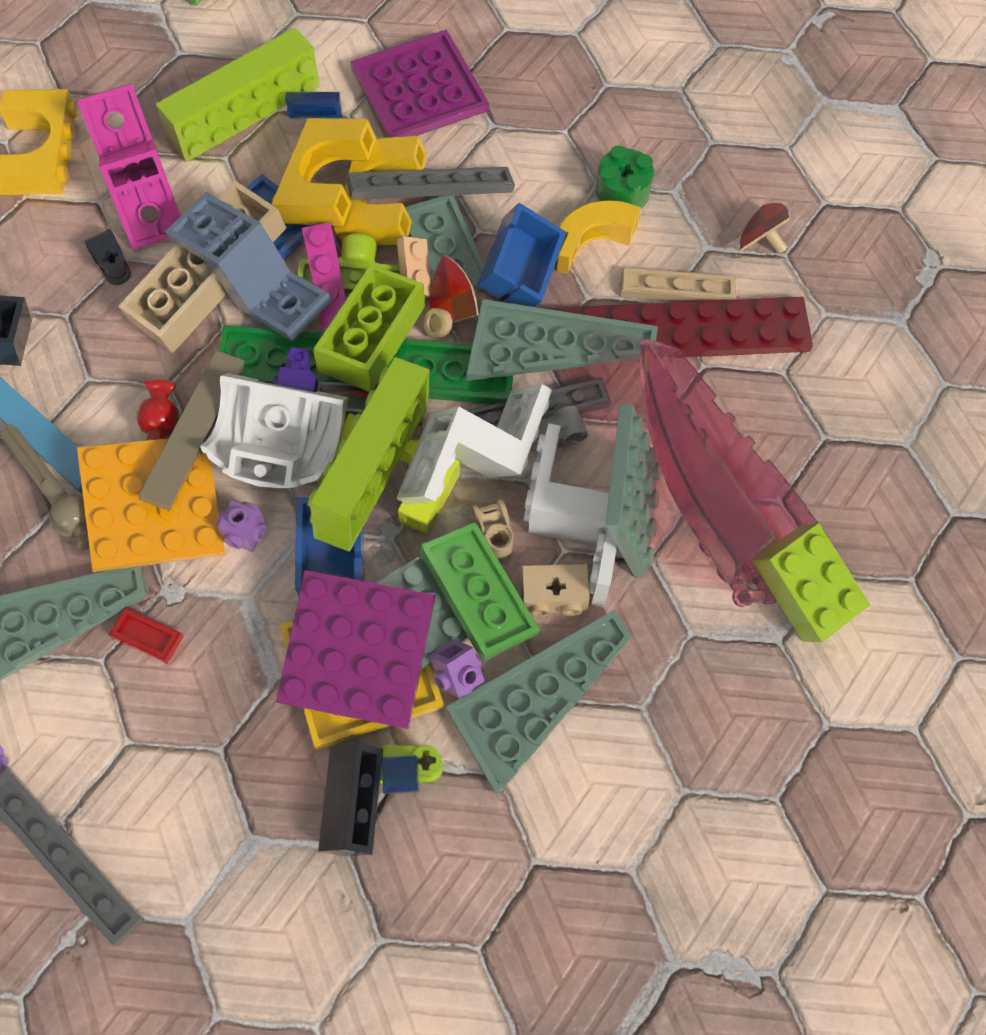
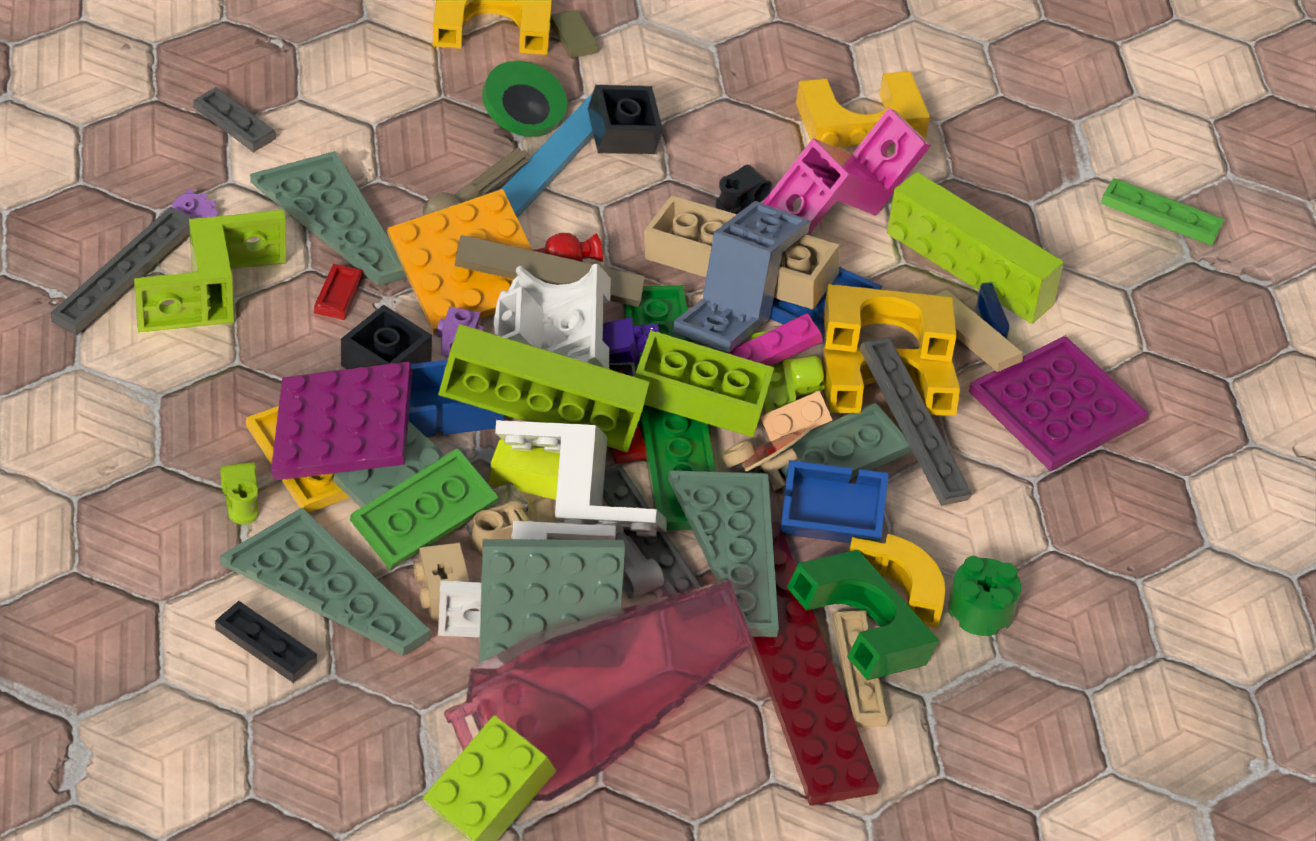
camera: 75 degrees right, 20 degrees down
(100, 757) = (207, 292): none -> lime bracket
(254, 596) = (384, 340): none -> black brick
(351, 800) = (198, 446): black brick -> none
(360, 107) = (983, 338): none -> tan tile
(400, 774) = (224, 470): clear blue tile -> none
(456, 668) = (336, 502): medium lavender brick -> none
(605, 763) = (266, 641): none -> black plate
(661, 244) = (851, 580): none -> green arch
(765, 224) = (958, 746): shield -> none

